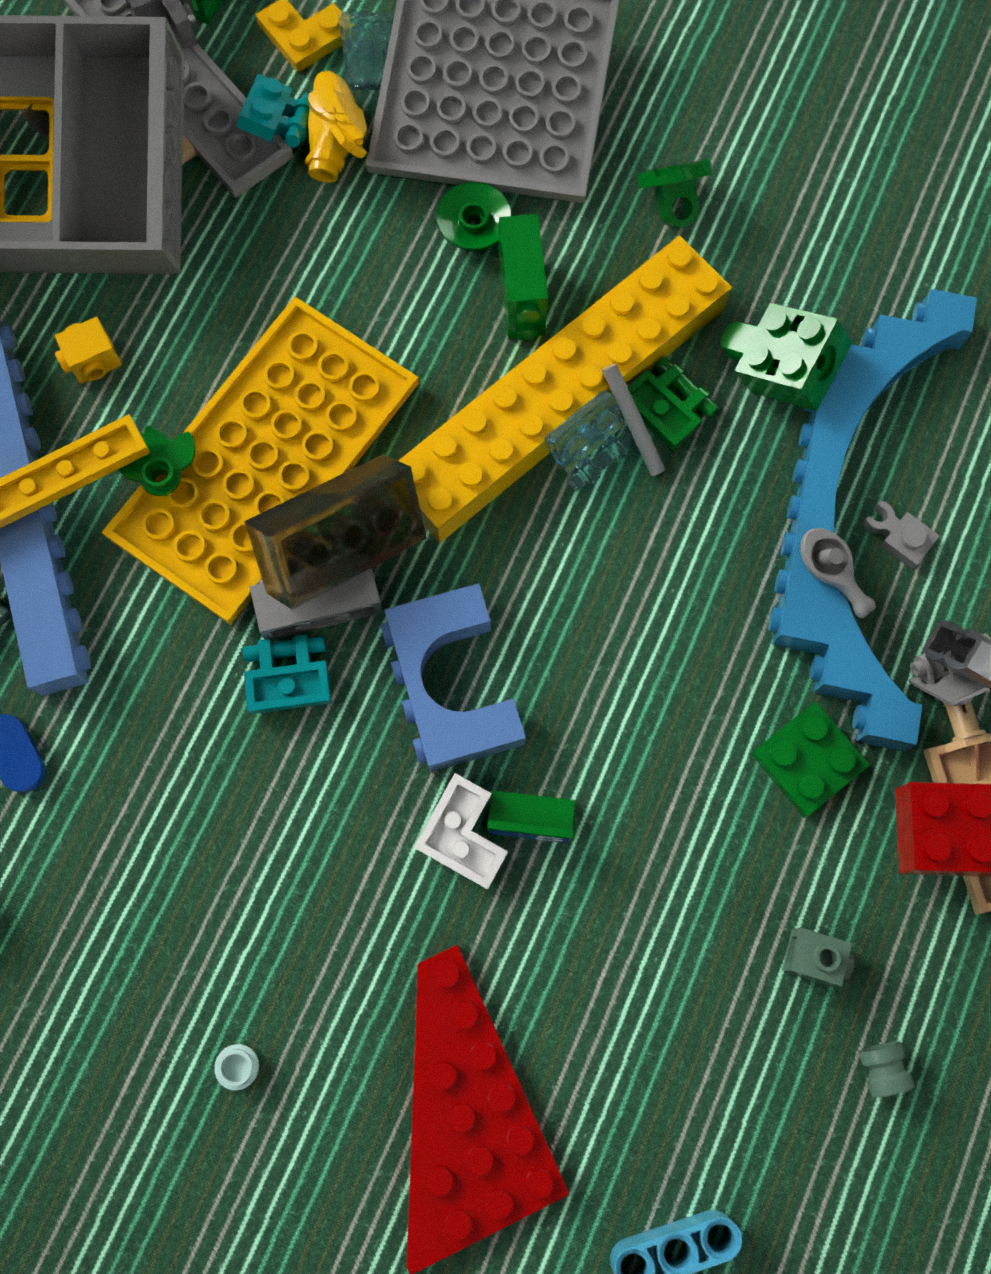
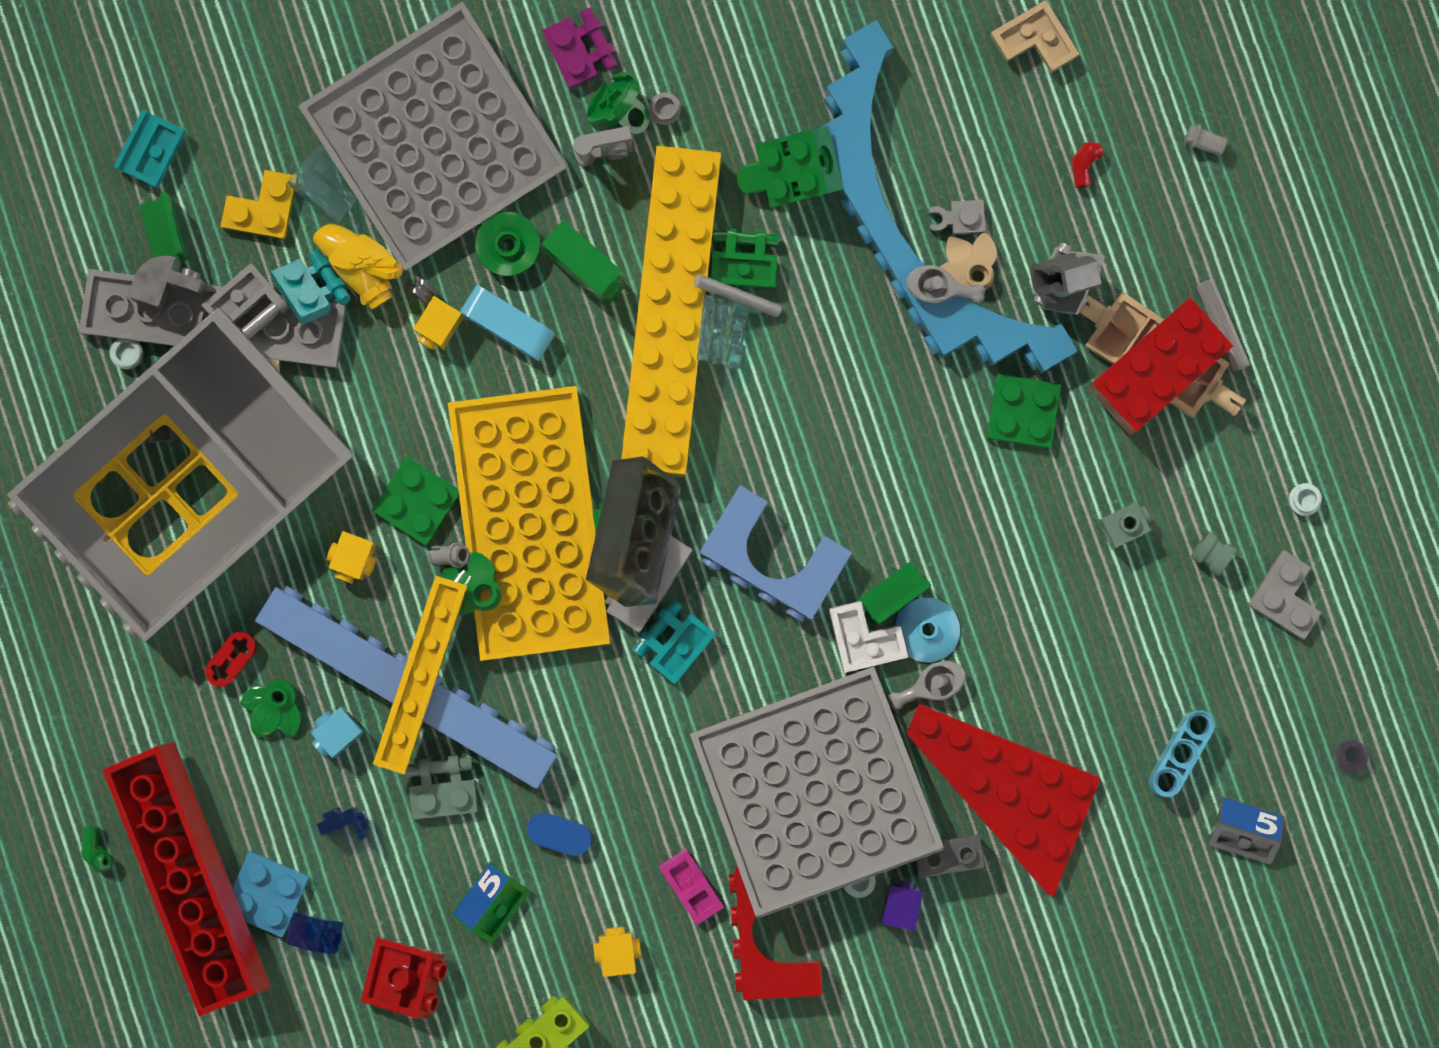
camera: 45 degrees left, 10 degrees up
(54, 1069) = (760, 975): none -> red arch
(80, 918) = (691, 886): none -> dark pink slope
(168, 420) = (455, 555): none -> light grey pin
(189, 356) = (416, 501): none -> green plate
(215, 67) = (243, 294): none -> light grey plate
(251, 1134) = (902, 905): none -> dark purple brick
(272, 942) = (816, 792): none -> light grey plate
(342, 1126) = (958, 855): none -> dark grey brick
(351, 229) = (437, 324): none -> yellow brick
(366, 194) = (422, 290): none -> dark grey bush
(410, 278) = (507, 323): none -> medium azure beam
(491, 939) = (935, 683): none -> light grey piece
(537, 904) = (945, 624): none -> medium azure dish
(644, 201) = (608, 143): none -> light grey plate
(674, 118) = (570, 53): none -> magenta plate
(714, 225) = (664, 108): none -> light grey plate
(877, 577) = (969, 258): none -> tan plate
(912, 1182) = (1277, 600): none -> light grey plate

